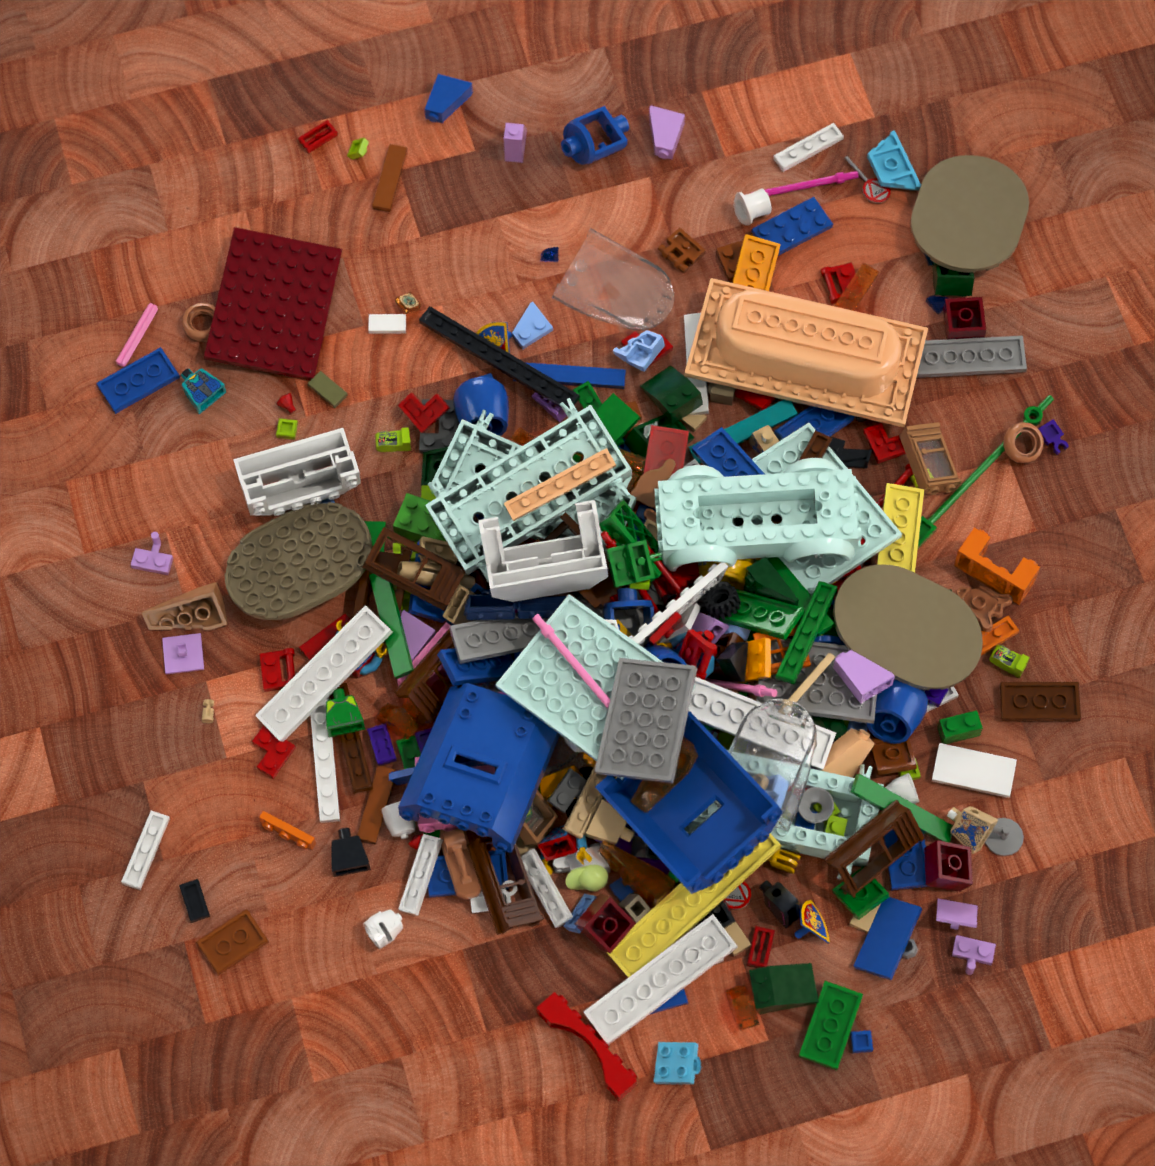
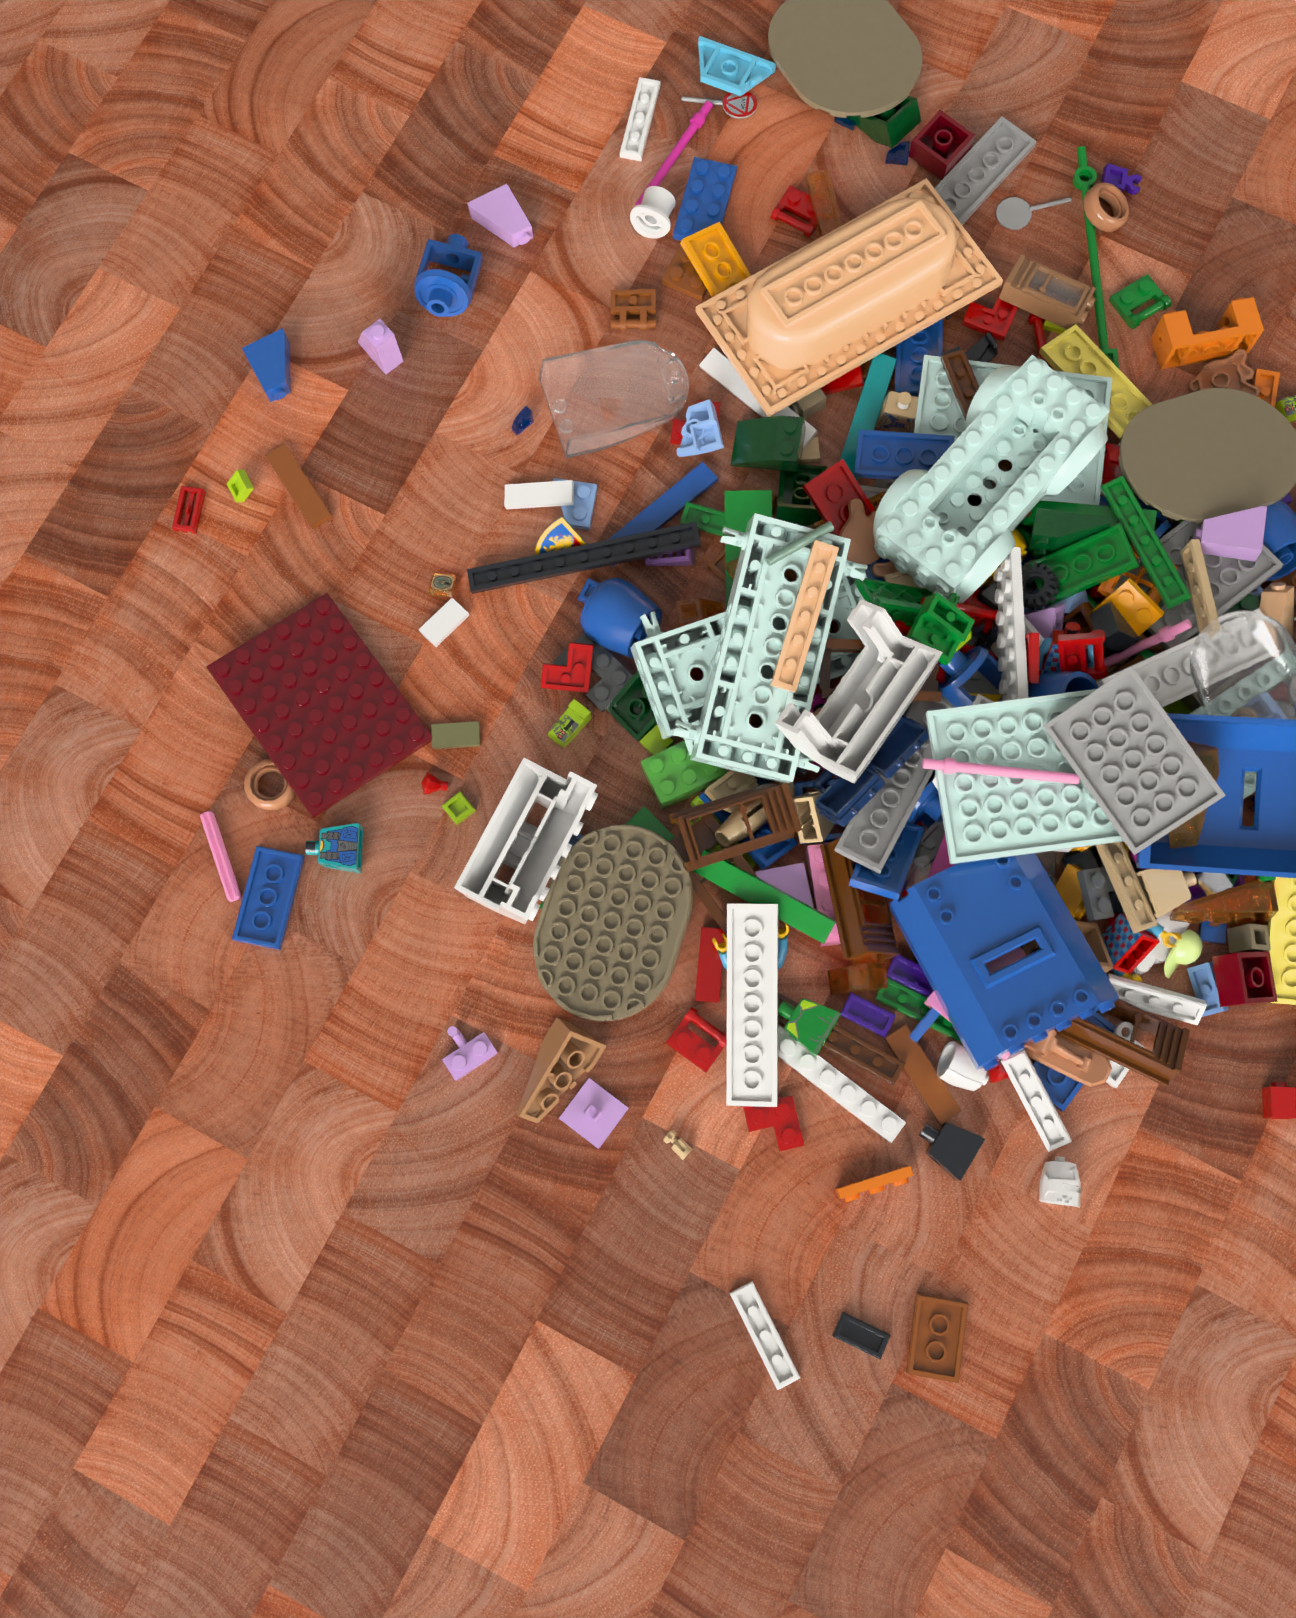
camera: 40 degrees left, 10 degrees up
(514, 303) = (539, 494): none -> white tile
(598, 443) = (799, 543): none -> sand green bar
(972, 399) = (1016, 213): none -> light grey piece
(985, 510) = (1135, 296): none -> green plate

